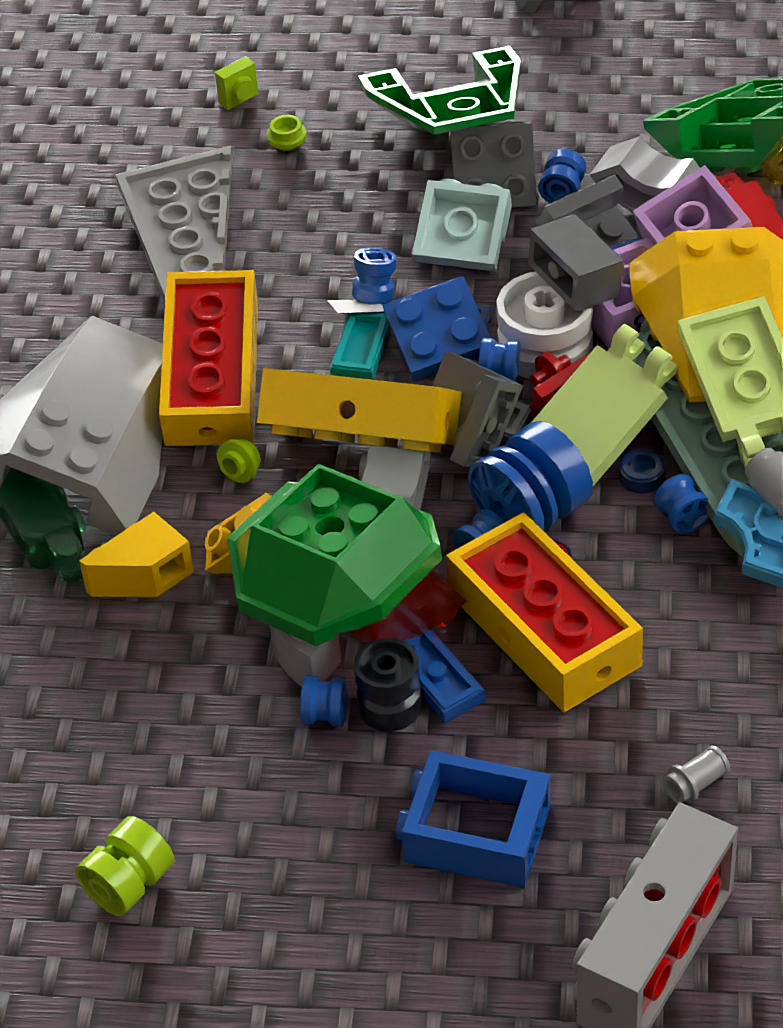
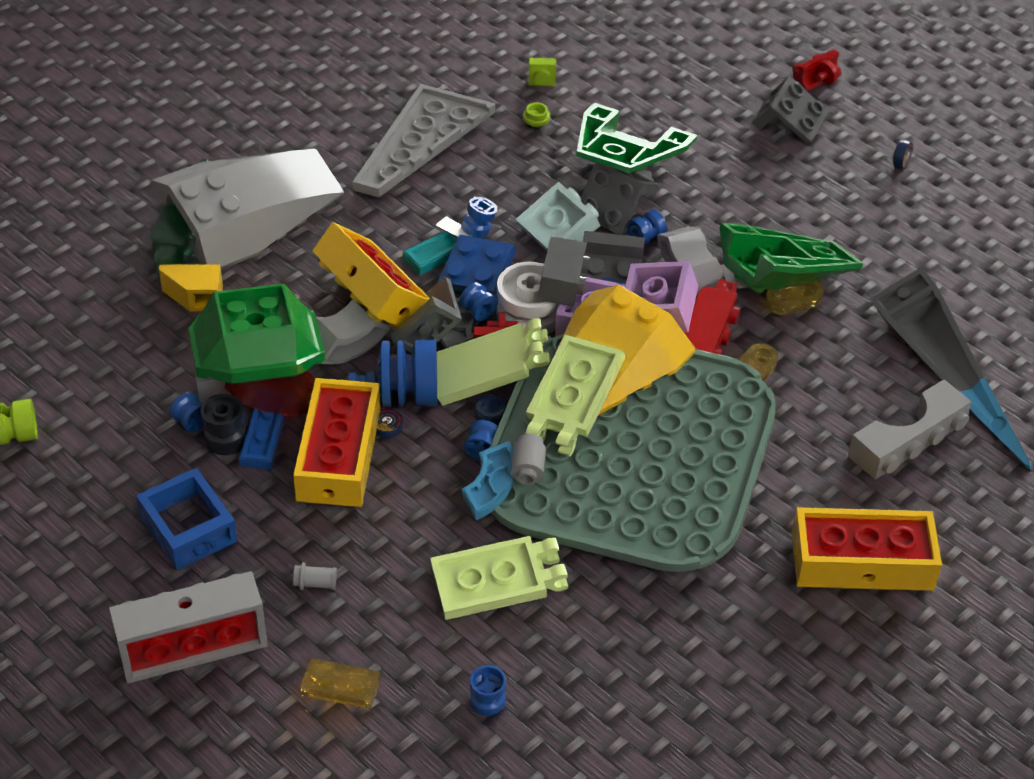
camera: 35 degrees right, 0 degrees up
(209, 357) = (345, 193): brick -> none
(238, 459) = (299, 268): lime plate -> none

